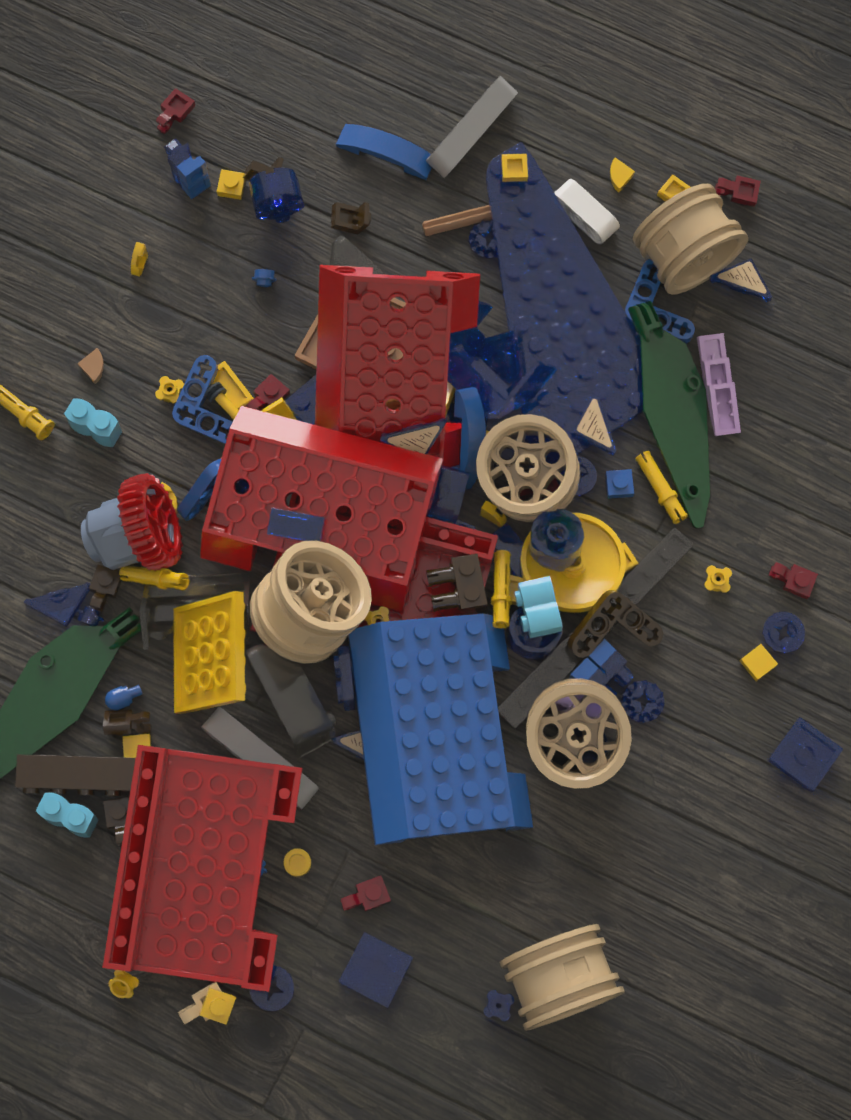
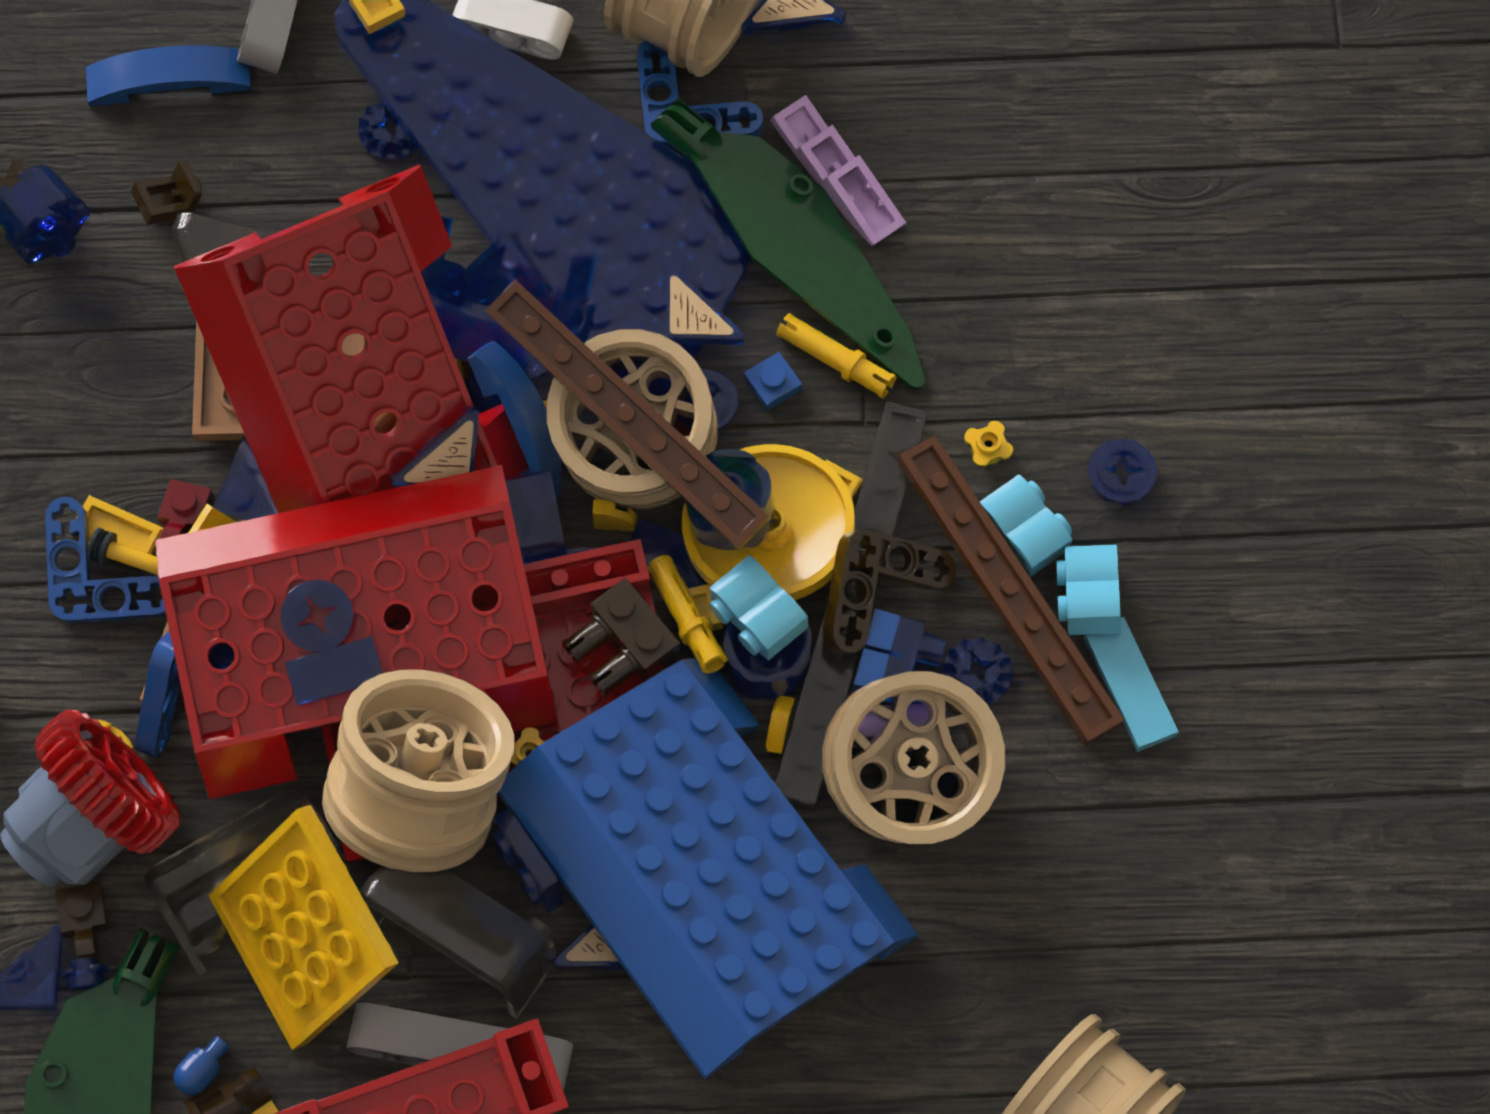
camera: 25 degrees left, 5 degrees down
(160, 578) = (166, 858): yellow pin -> none
(165, 383) = (27, 590): yellow plate -> none
(264, 277) = (84, 345): blue plate -> none
(292, 482) = (296, 609): none -> clear blue gear
(456, 220) = (329, 125): medium nougat axle -> none
(520, 674) = (779, 724): none -> yellow tile
(523, 466) = (627, 415): none -> reddish brown plate
(684, 666) = (1010, 590): none -> reddish brown plate
(712, 634) = (1027, 524): none -> medium azure brick
(722, 752) = (1132, 687): none -> medium azure tile
(728, 690) = (1091, 590): none -> medium azure brick
(758, 662) = (1111, 528): yellow tile -> none
(797, 579) = (1100, 388): dark red plate -> none
(805, 754) = (1248, 626): clear blue plate -> none

